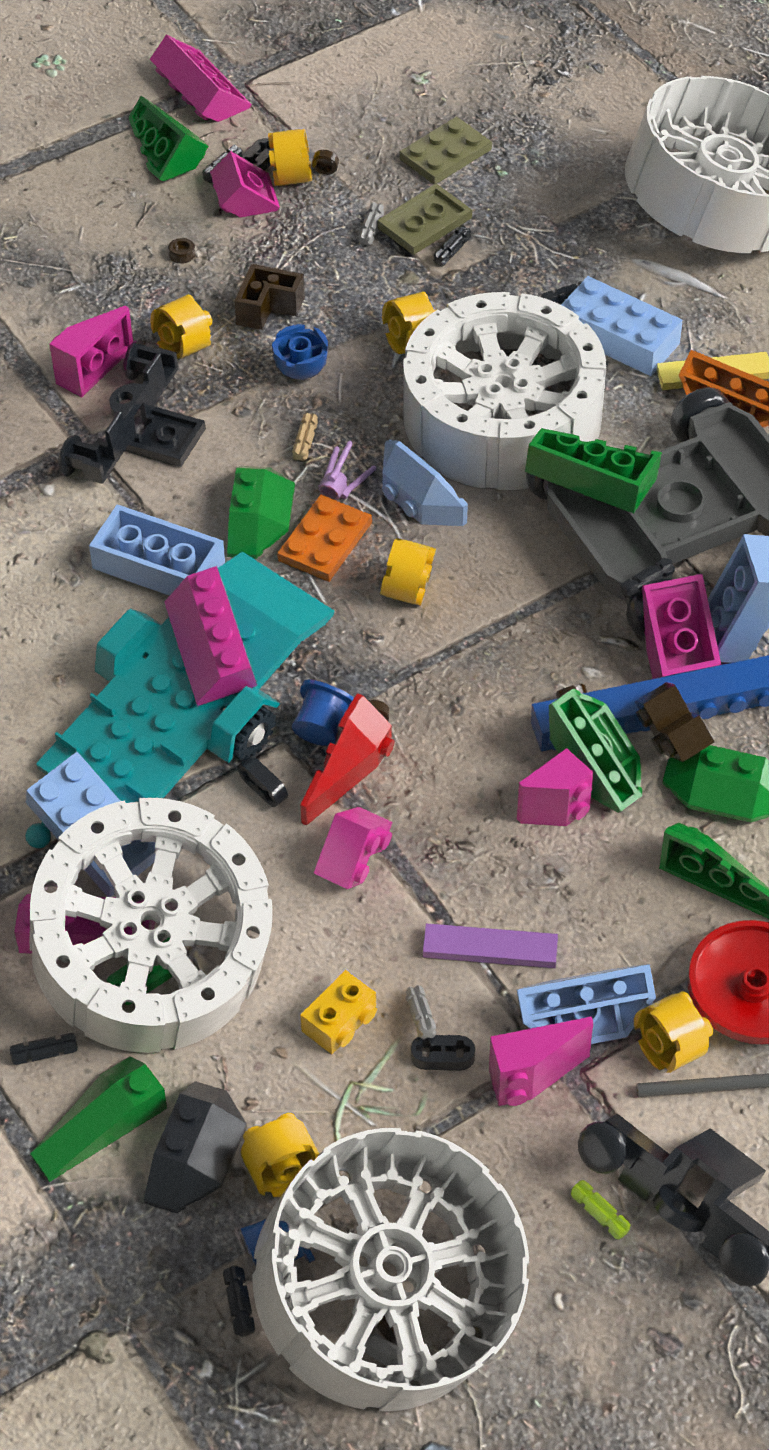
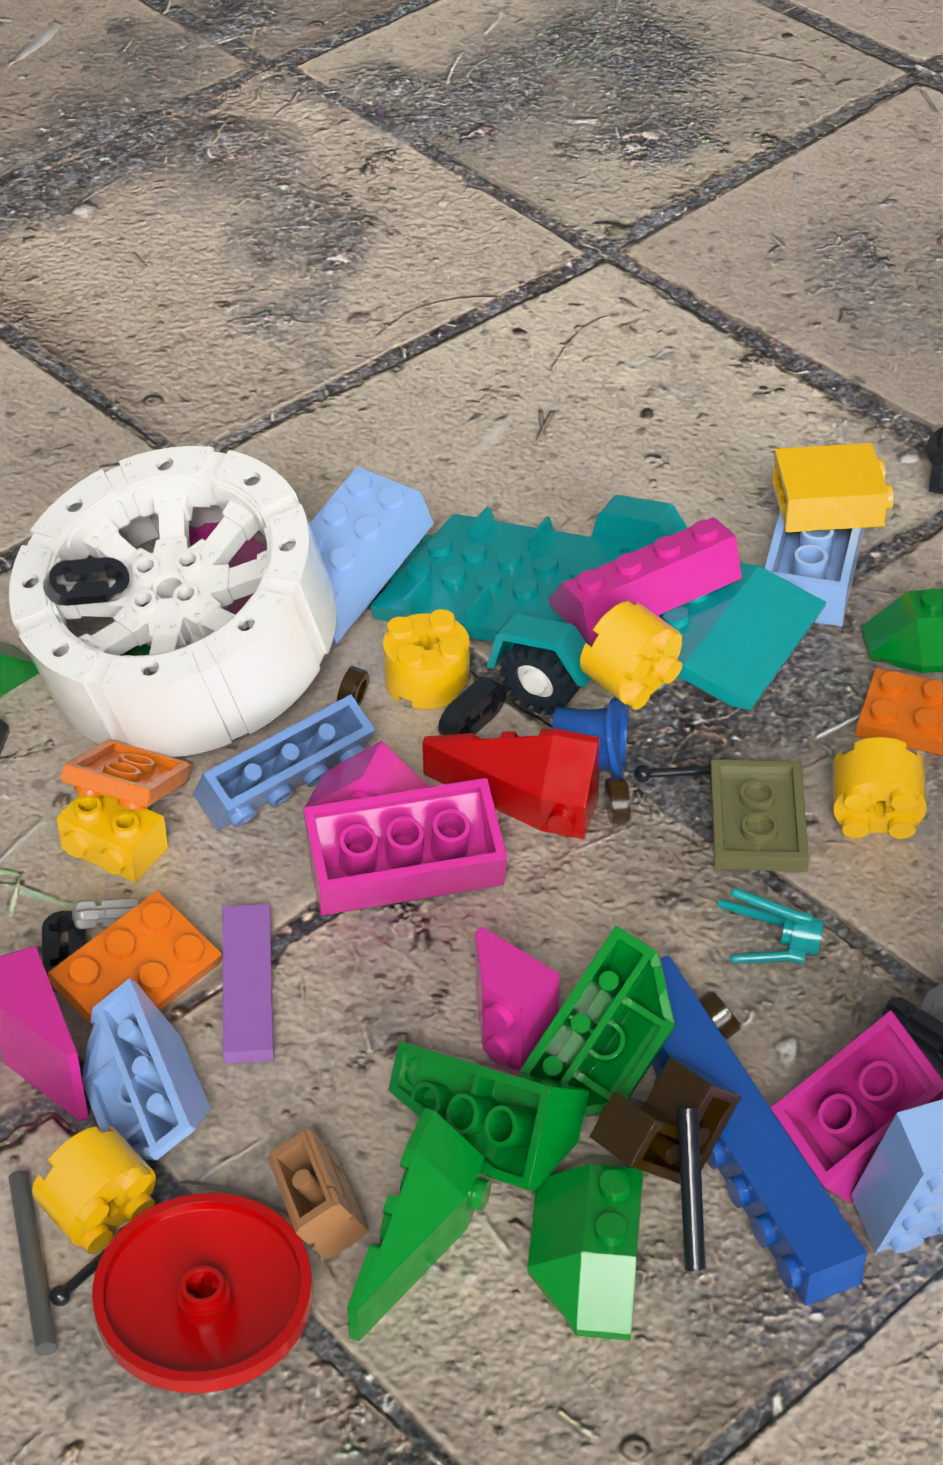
camera: 80 degrees right, 10 degrees down
(128, 521) = (831, 487): none -> yellow brick
(147, 964) = (87, 590): none -> black beam
(211, 789) = (426, 659): none -> yellow brick
(296, 653) = (632, 653): none -> yellow brick
(297, 987) = (126, 773): none -> orange plate
(303, 895) = (282, 763): none -> medium blue brick
(345, 661) = (644, 773): none -> black hinge
(401, 642) = (758, 815): none -> olive plate
(410, 829) = (404, 846): none -> dark pink slope
(471, 1003) = (146, 944): none -> orange plate
(508, 644) = (799, 932): none -> teal plant
(635, 817) = (509, 1116): none -> green wedge
(690, 914) = (317, 1194): none -> medium nougat brick
(719, 723) = (691, 1188): none -> black bar
(733, 1069) = (61, 1294): none -> black hinge

